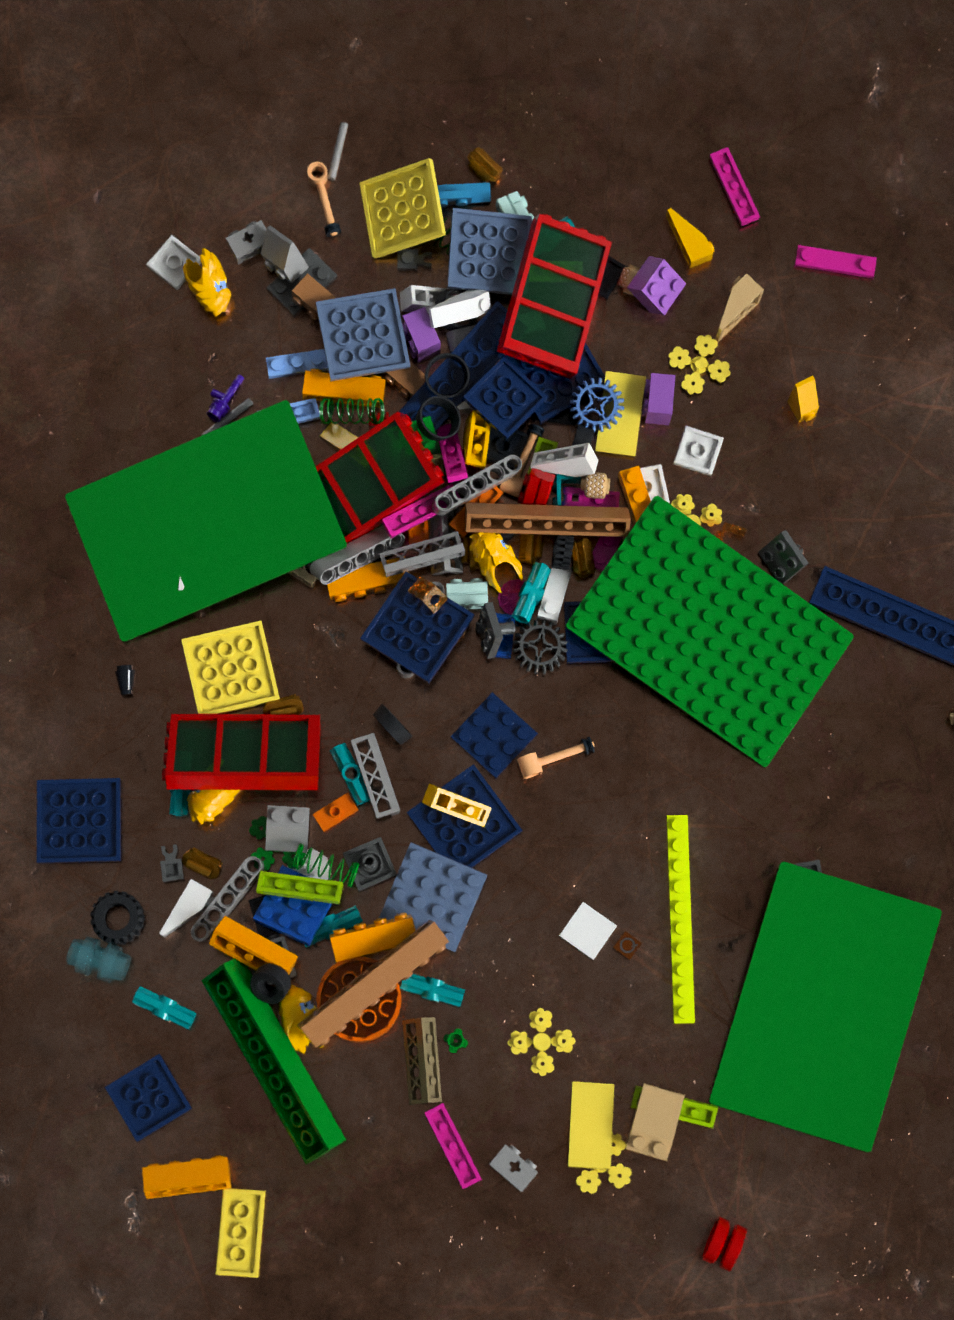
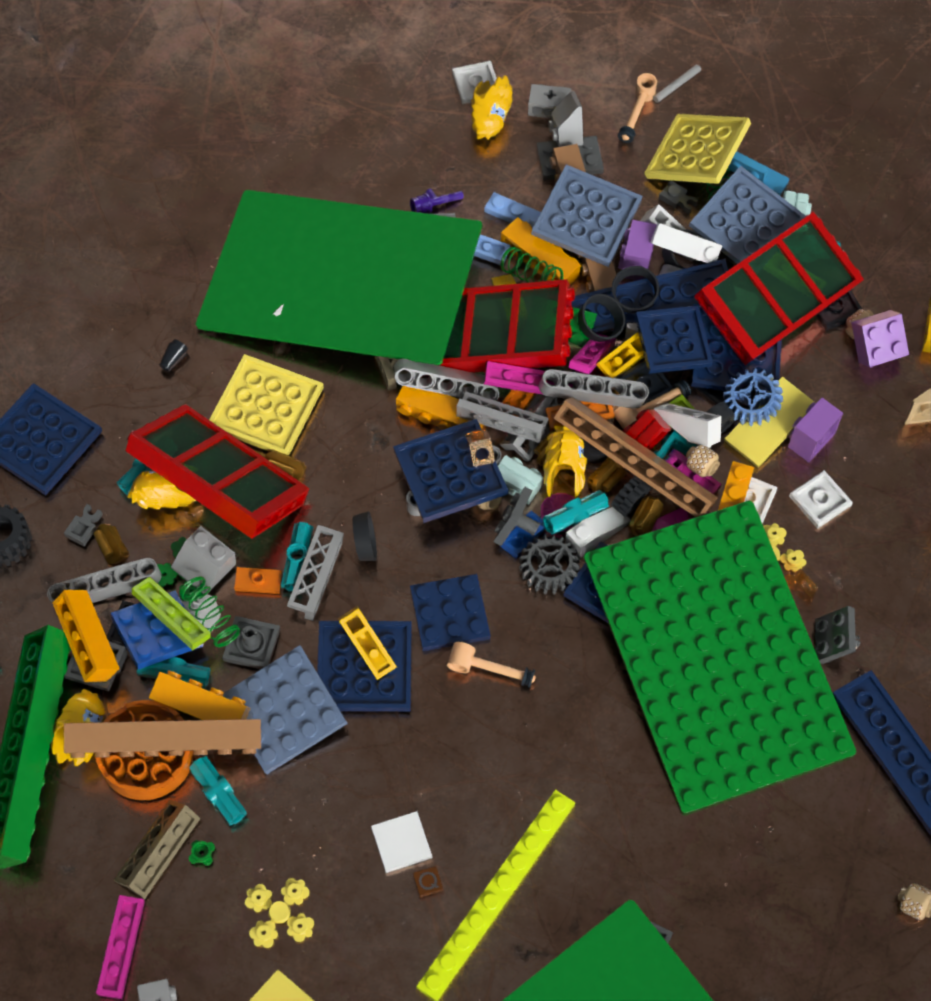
camera: 40 degrees right, 15 degrees down
(190, 904) = (63, 567): white slope -> none
(263, 990) = (74, 671): black tyre -> none
(483, 165) = (794, 163): pearl gold piece -> none
(699, 364) = (874, 430): light yellow plant -> none

